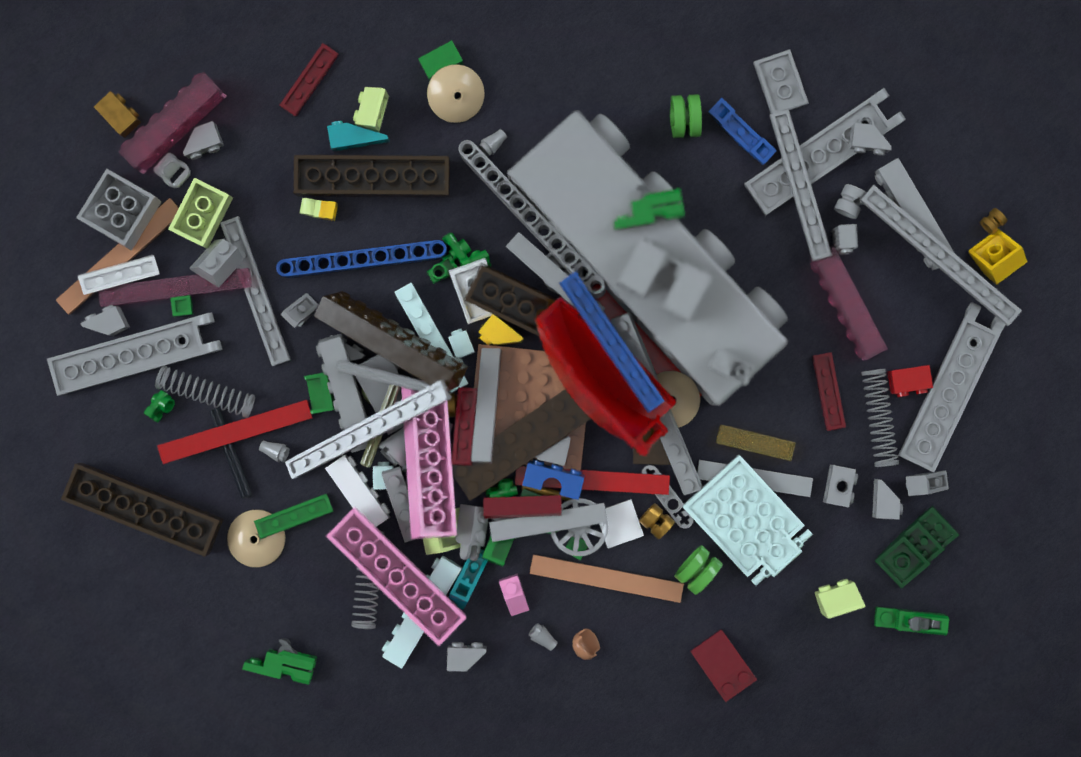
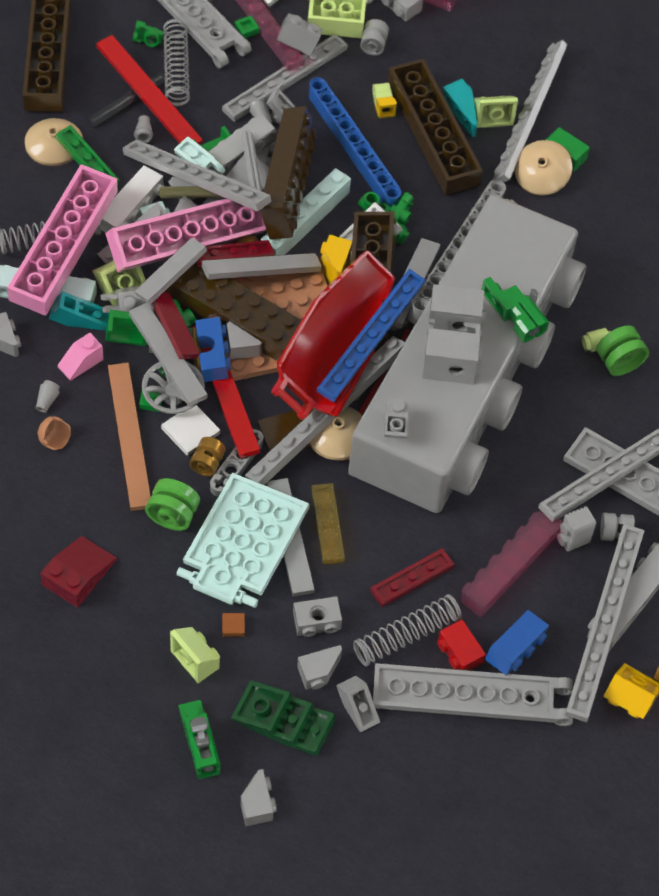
camera: 65 degrees right, 30 degrees down
(243, 189) = (374, 37): none -> light grey wheel
(292, 334) = (260, 107): none -> light grey cone
(309, 80) = (496, 62): dark red tile -> none
(344, 418) = (196, 154): none -> light aqua hinge
(384, 75) = (530, 111): none -> light grey plate
(461, 343) = (310, 240): light aqua brick -> none
(471, 492) = (170, 271): none -> light grey tile
(659, 130) = (592, 338): none -> yellowish green brick
(741, 132) = (634, 408): blue slope -> none
(818, 555) = (233, 624): none -> dark orange tile
(927, 333) = (517, 643): none -> blue brick
(980, 595) = (256, 802): none -> light grey slope

